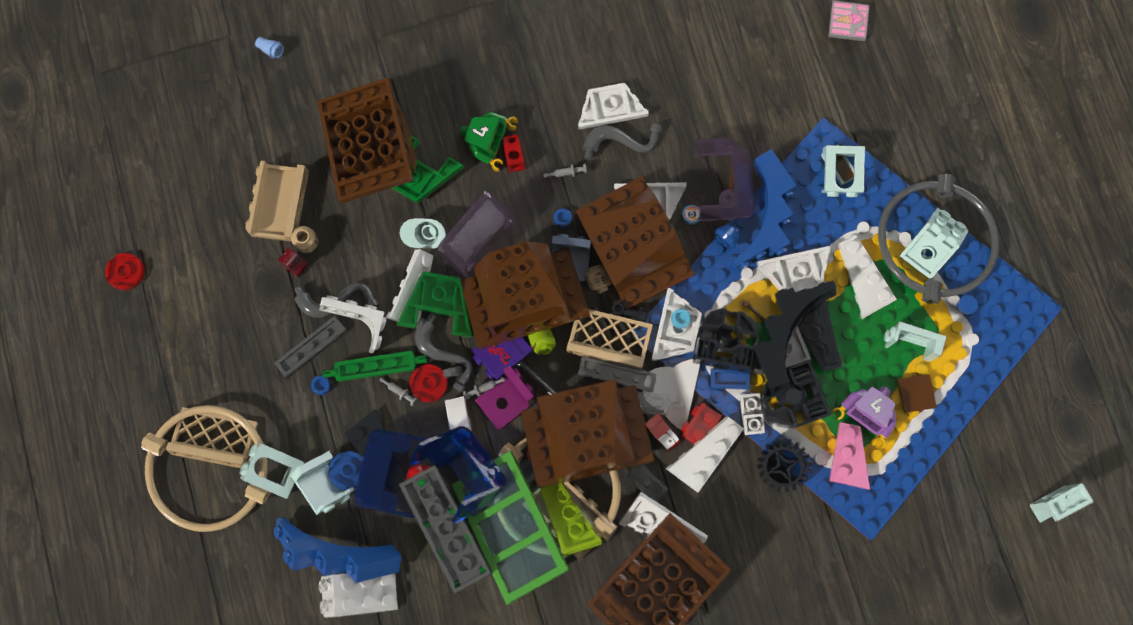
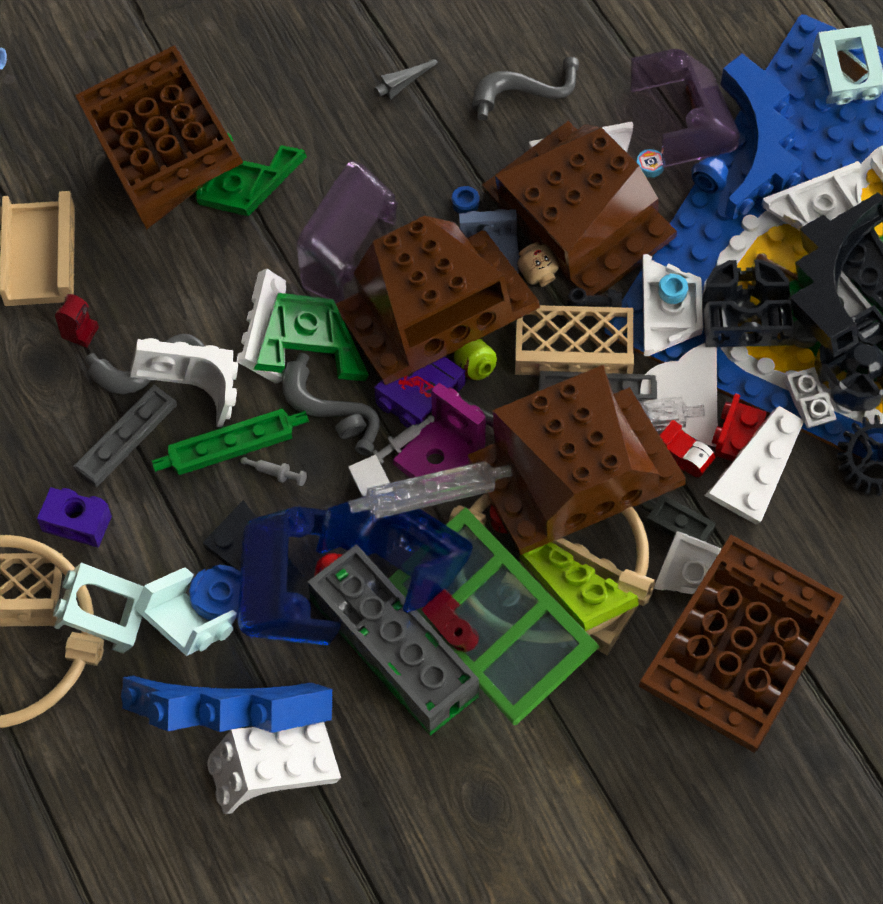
camera: 15 degrees left, 15 degrees down
(257, 394) = (86, 528): none -> dark purple brick
(304, 239) = (90, 286): tan head -> none
(320, 385) = (151, 485): blue tile -> none
(422, 233) = (264, 248): light aqua piece -> none
(428, 383) = (317, 451): red tile -> none
(481, 529) = (455, 630): none -> dark red leg
(485, 136) = (329, 112): green torso -> none
(488, 438) = (430, 489): none -> clear plate
(513, 153) = (374, 129): red leg -> none
(535, 119) = (396, 81): none -> dark grey piece
(567, 171) = (457, 139): light grey piece -> none
(610, 105) = (499, 47): white wing -> none
(729, 379) = (764, 360): blue tile -> none

